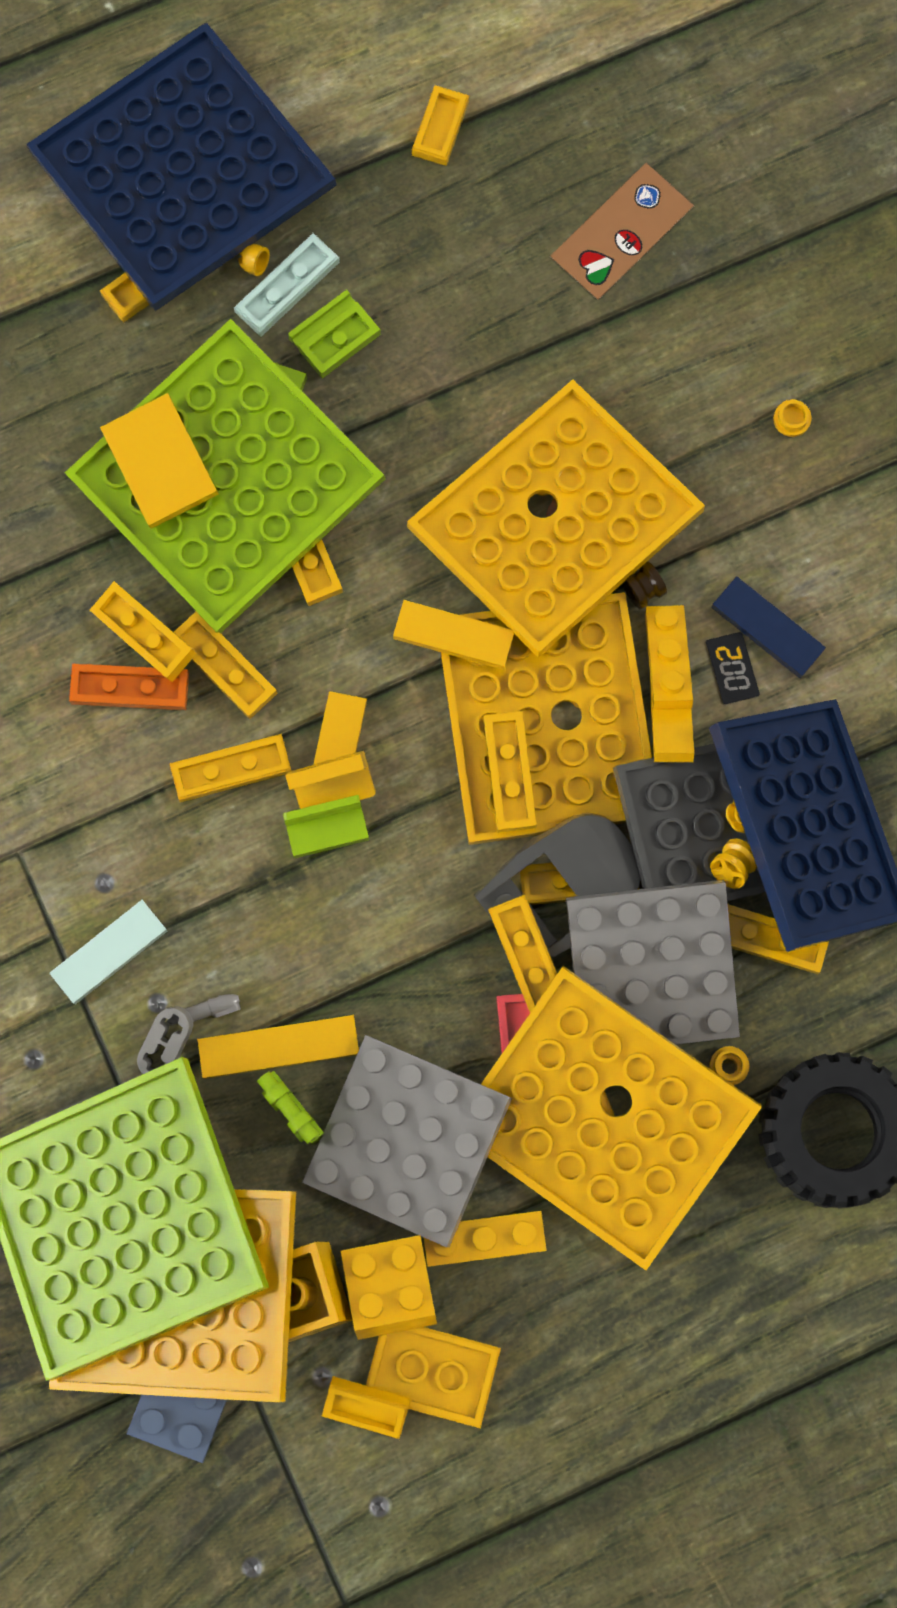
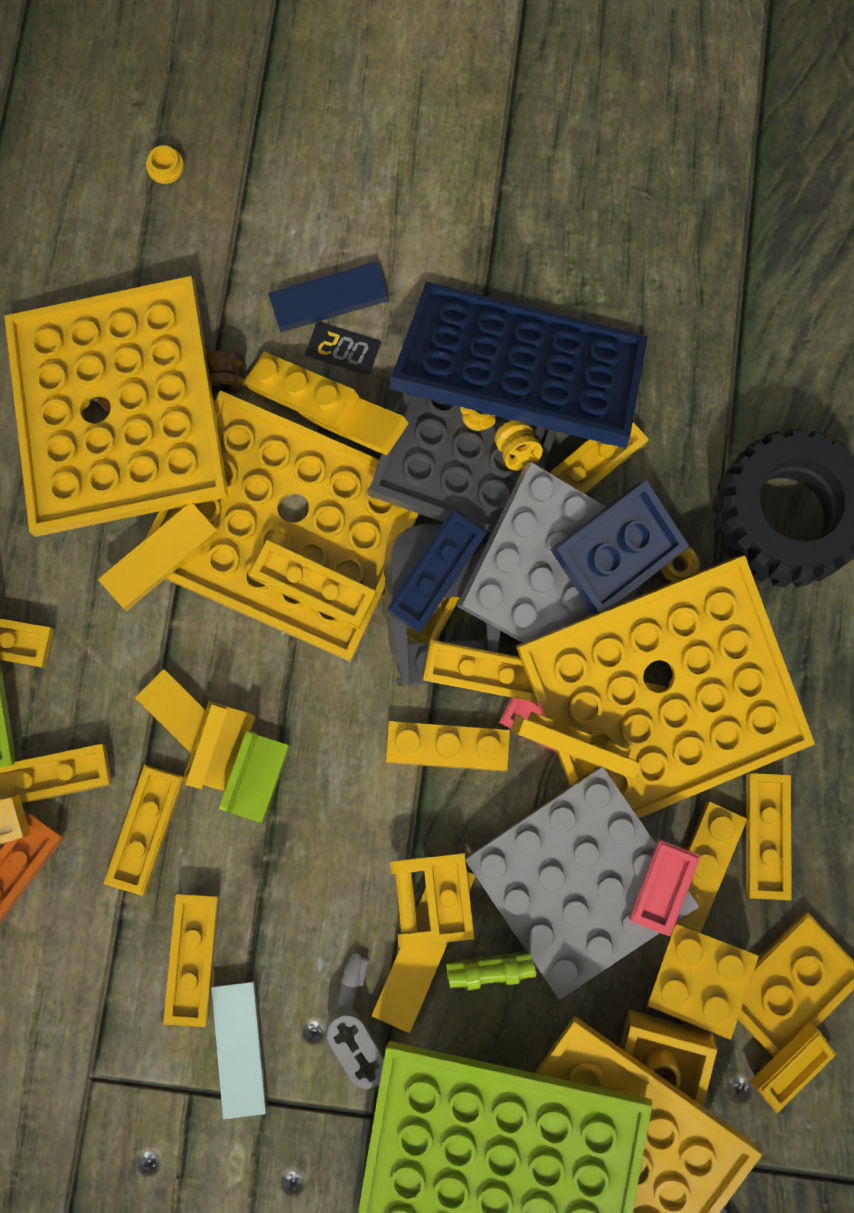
camera: 60 degrees left, 0 degrees up
(153, 870) = (191, 960): none -> yellow plate
(323, 1040) = (446, 899): none -> yellow plate
(443, 1205) = (664, 887): none -> coral tile
(450, 966) = (447, 746): none -> yellow plate
(513, 1063) = (576, 743): none -> yellow plate
(543, 1277) = (768, 836): none -> yellow plate
(584, 862) = (436, 571): none -> dark blue tile
(703, 1002) = (620, 548): none -> dark blue plate

